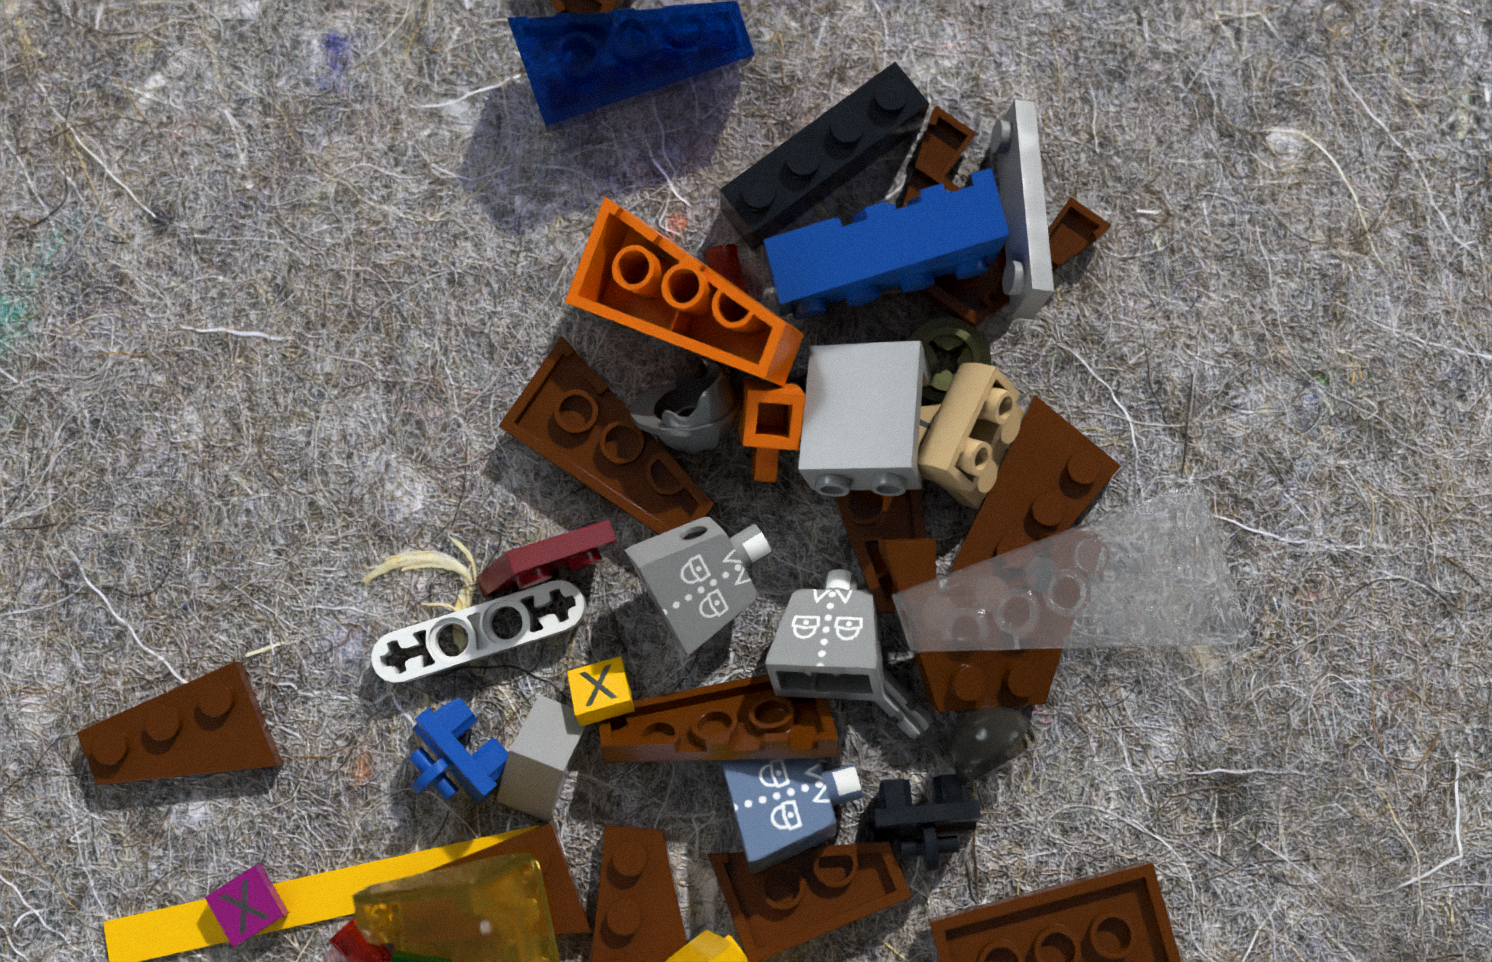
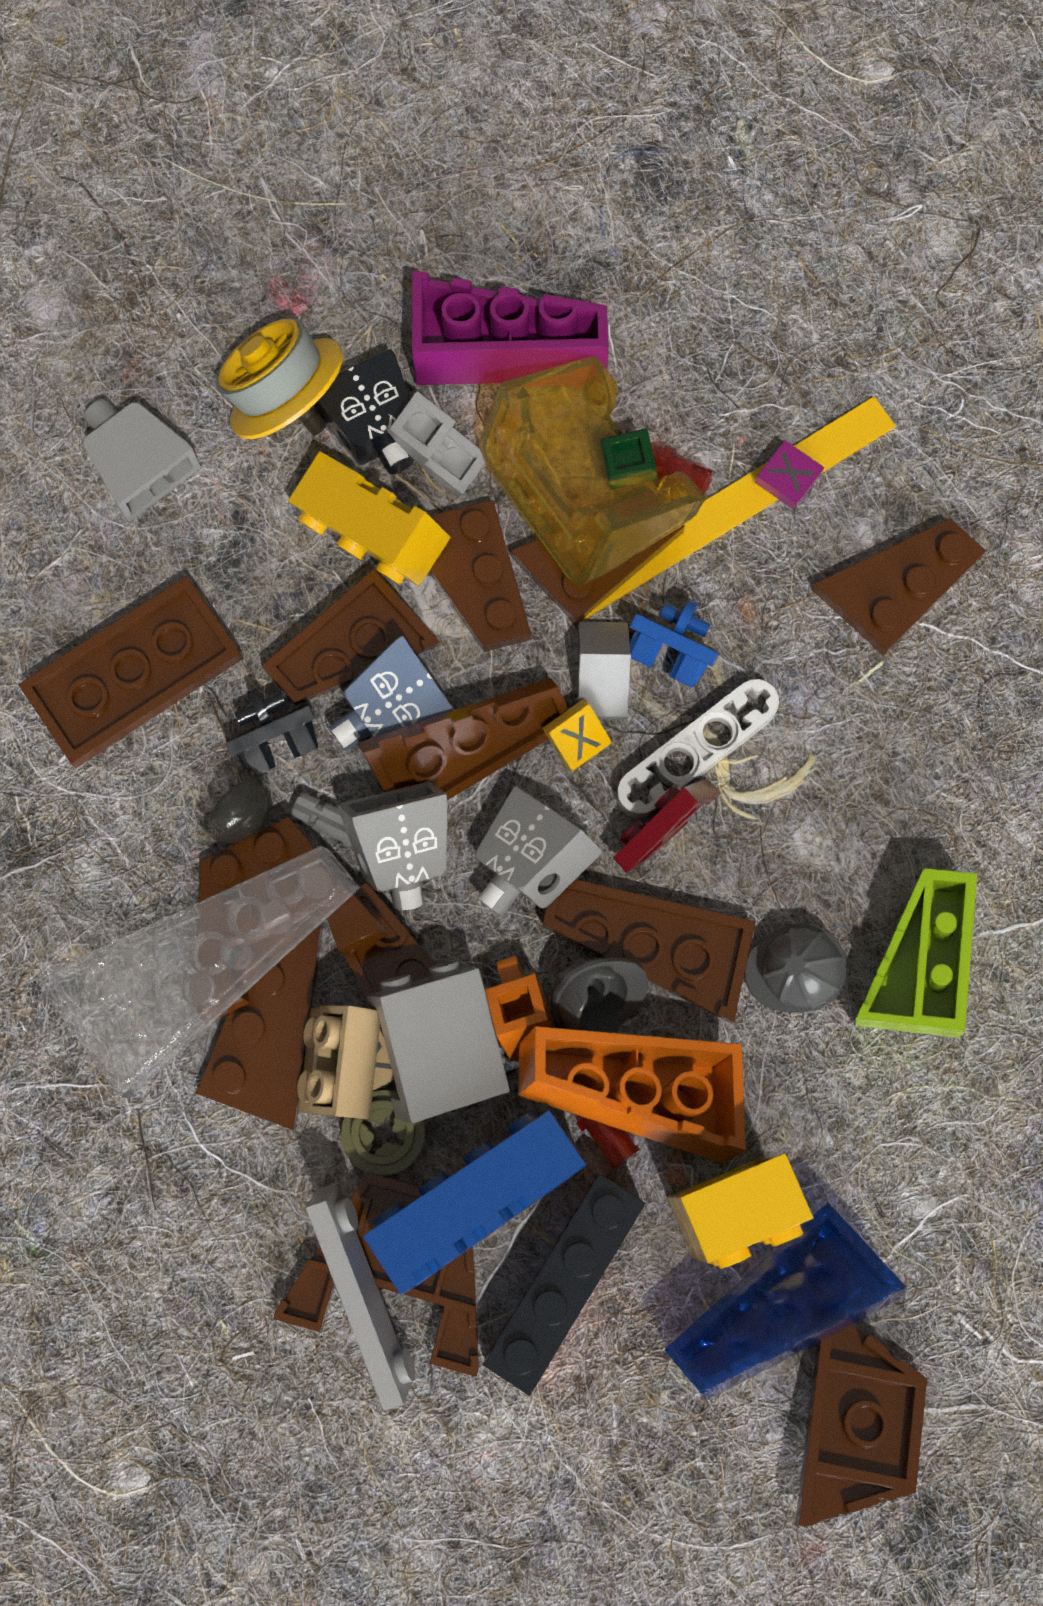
camera: 160 degrees right, 5 degrees down
(345, 320) = (928, 962): none -> lime wedge
(476, 366) = (796, 969): none -> dark grey piece
(632, 143) = (741, 1209): none -> yellow brick

